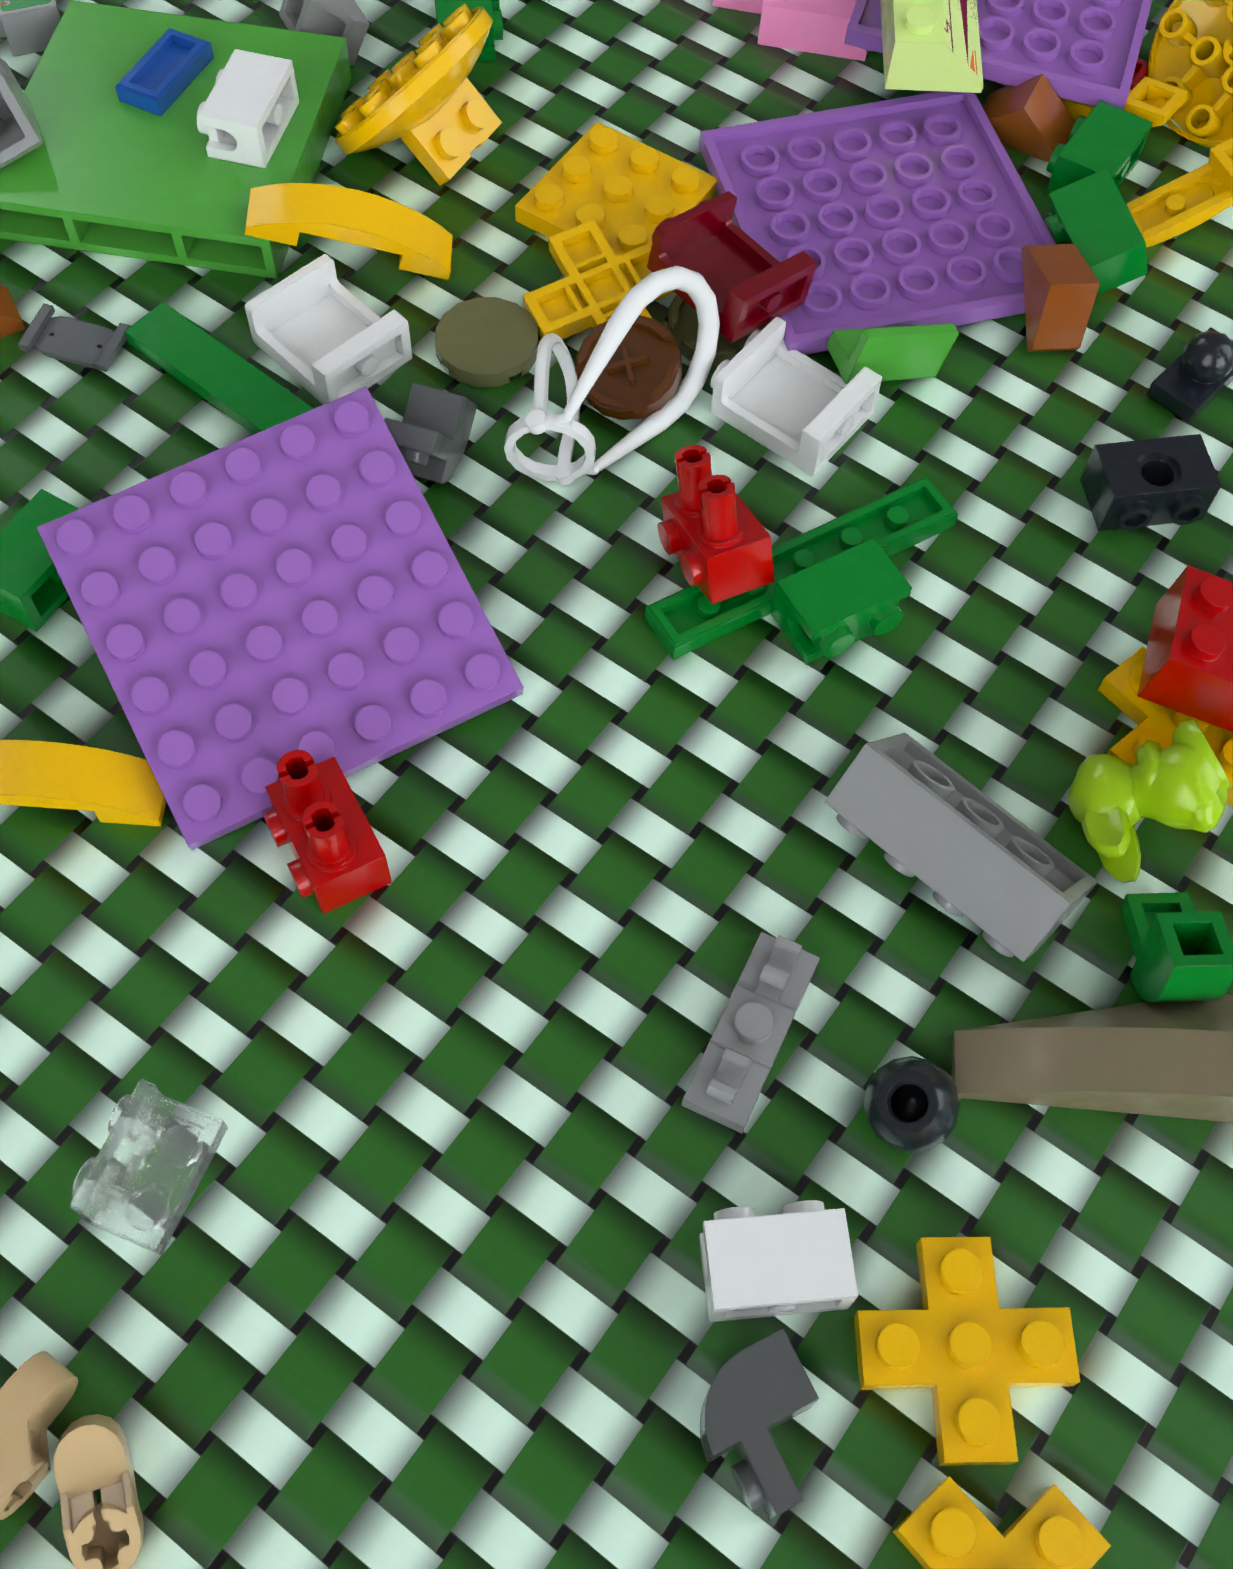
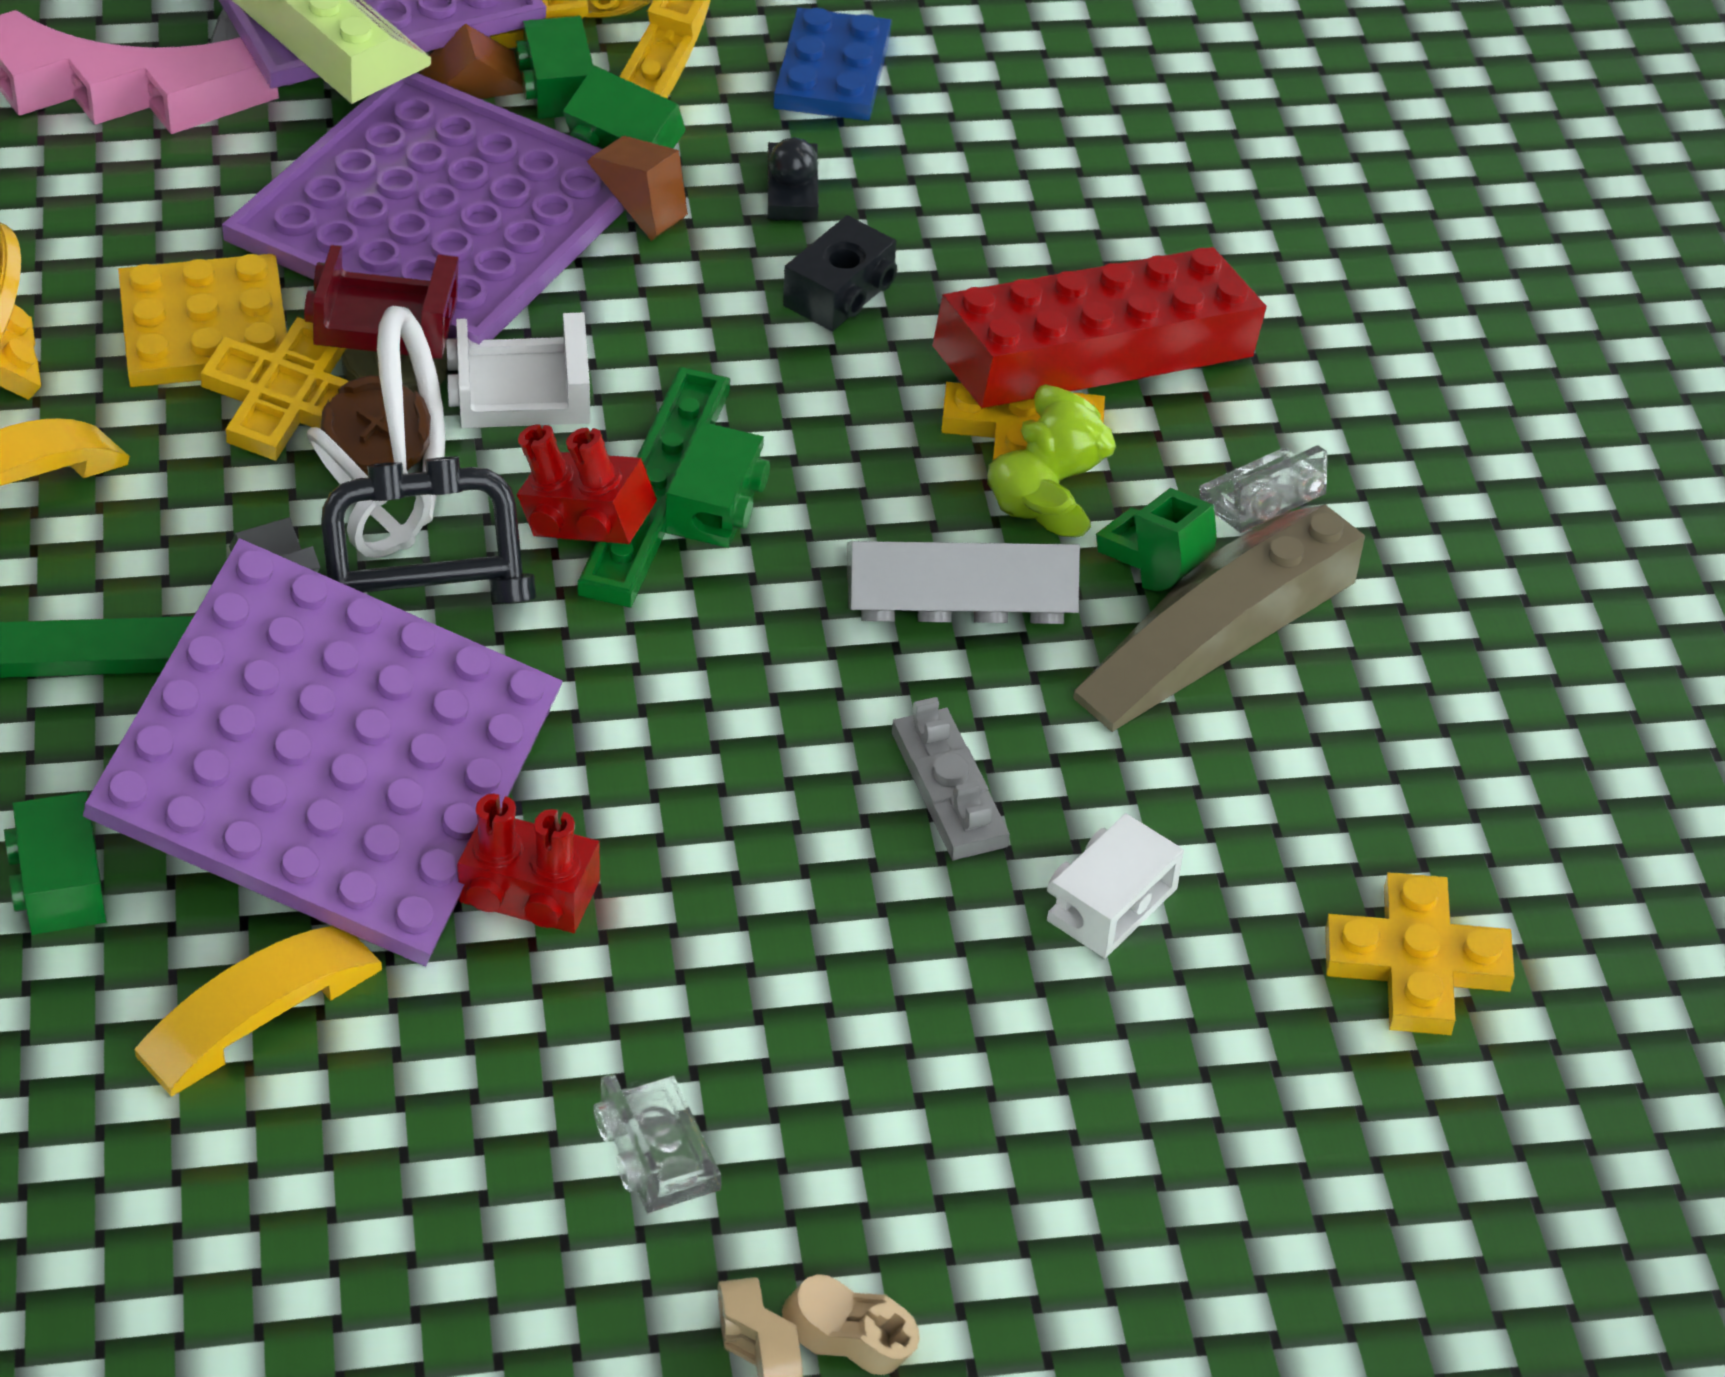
camera: 45 degrees left, 15 degrees down
(326, 333) = (87, 563): white panel -> none
(486, 341) = (225, 485): olive tile -> none
(580, 443) = (441, 477): none -> black bar
(745, 1401) = (1187, 976): dark grey brick -> none
(892, 351) = (559, 292): bright green panel -> none
(911, 1104) = (1098, 738): black piece -> none
(966, 1350) = (1266, 851): yellow plate -> none

